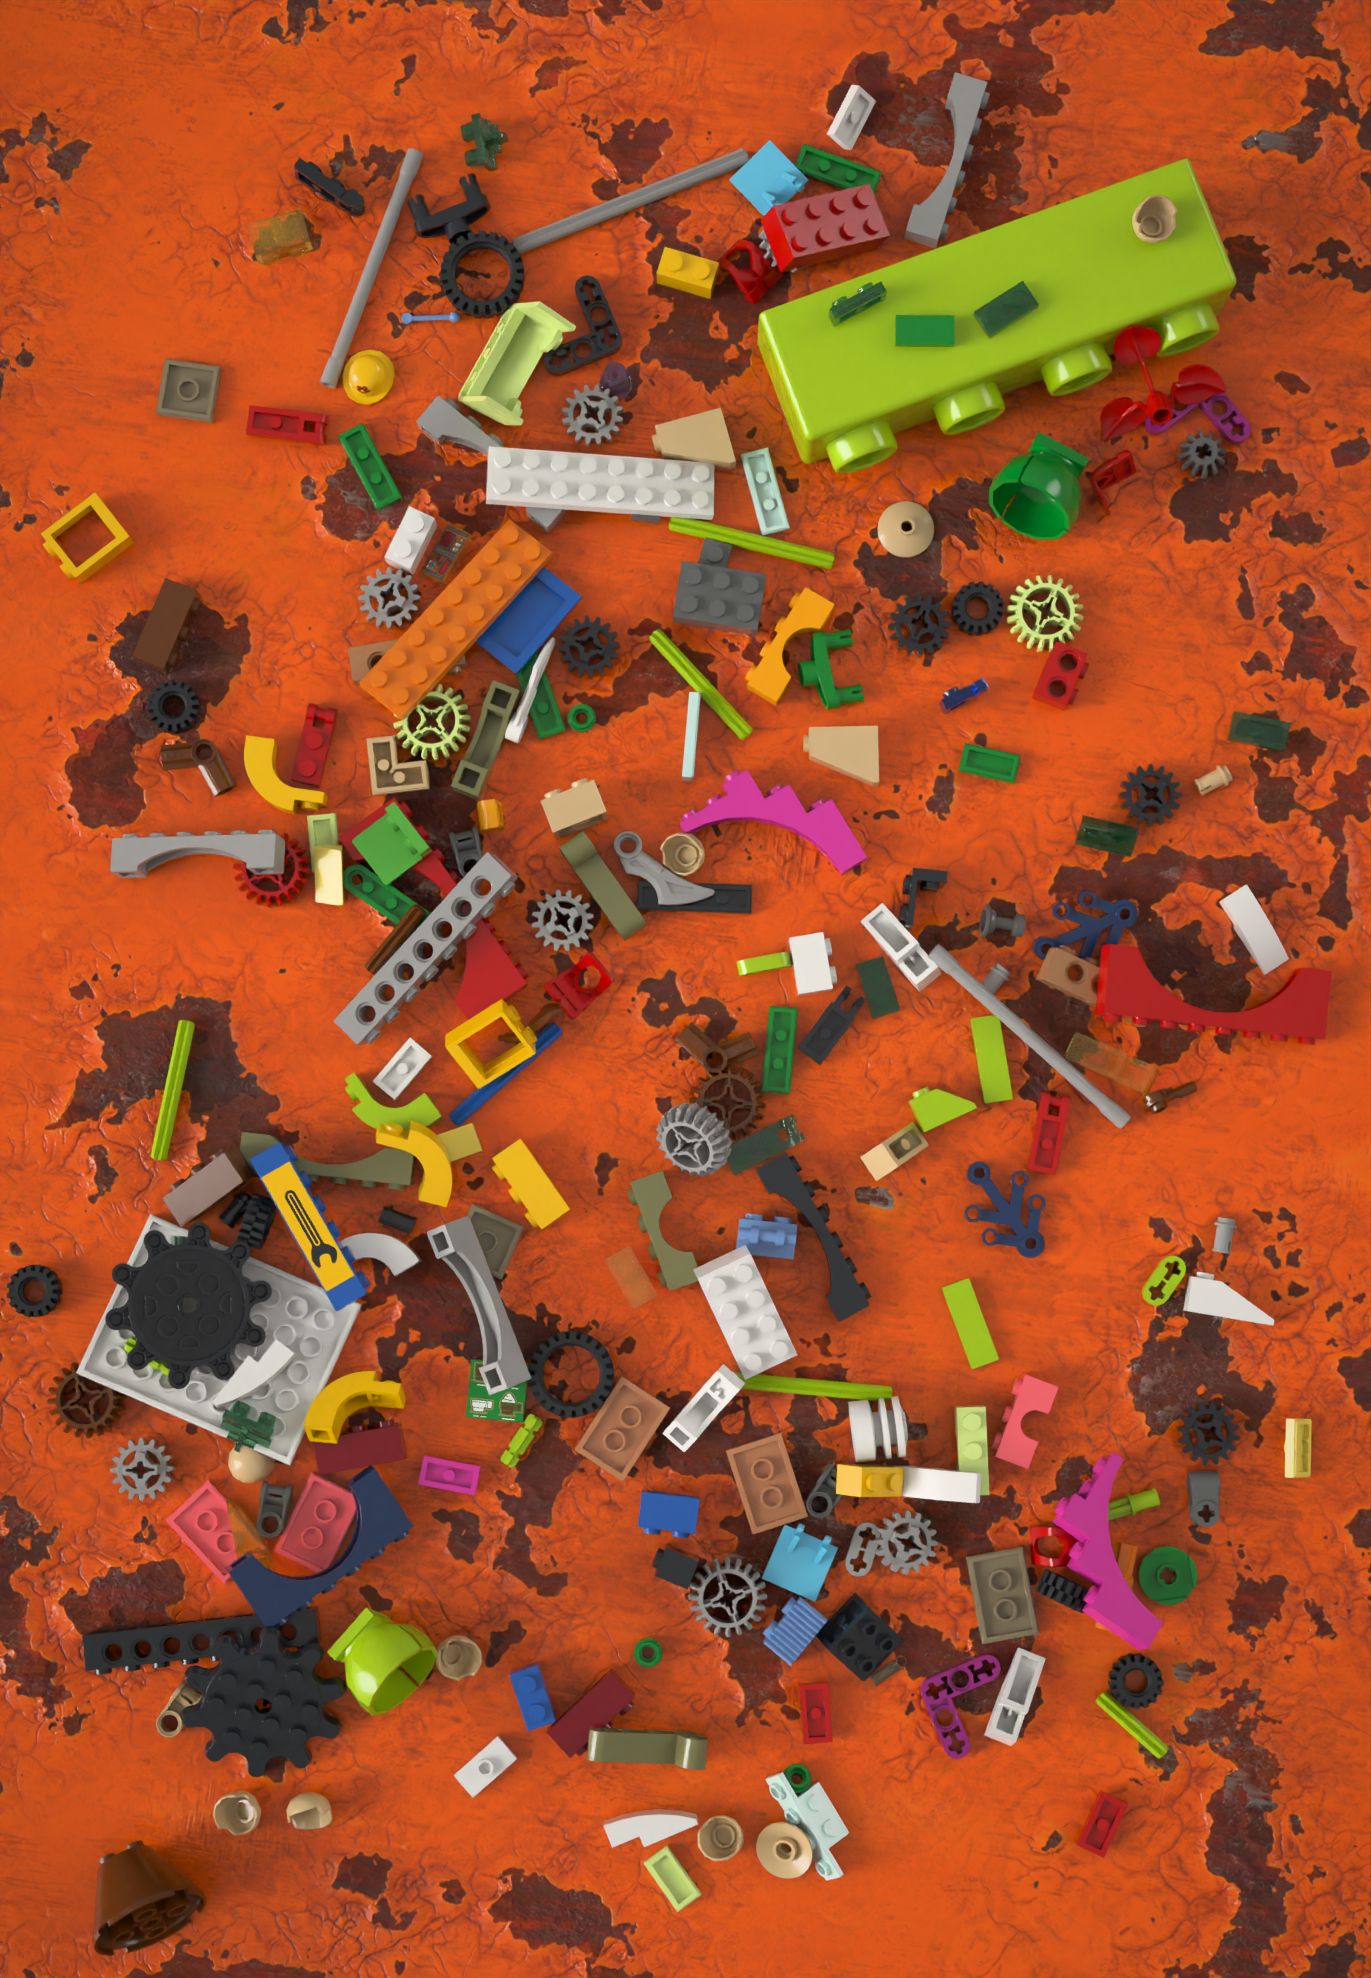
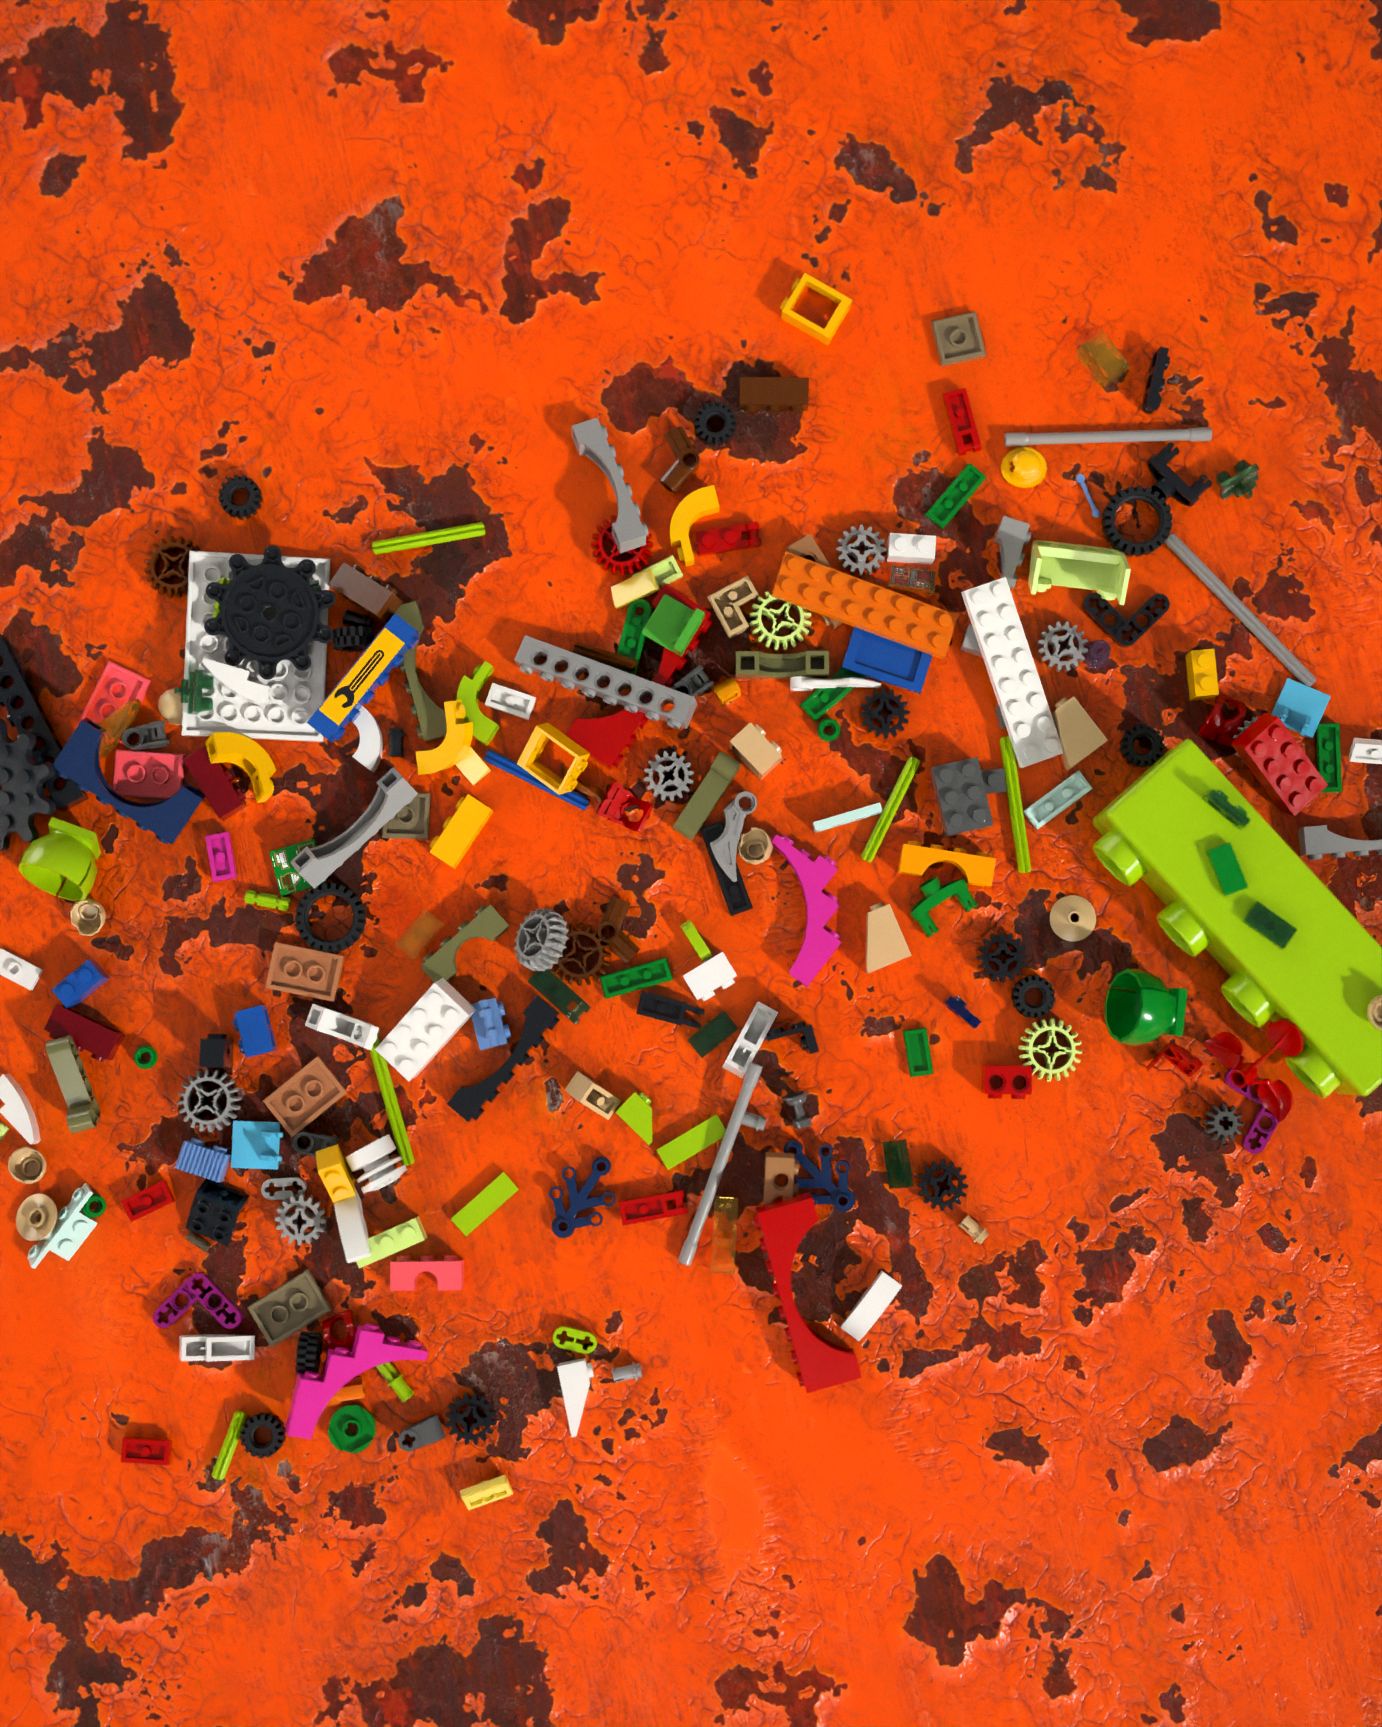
camera: 65 degrees right, 0 degrees up
(142, 1482) = (130, 631): light grey gear -> none
(746, 356) = (1155, 742): none -> black tyre
(1157, 1100) = (710, 1281): reddish brown plate -> none
(1258, 731) = (1025, 1249): clear green plate -> none

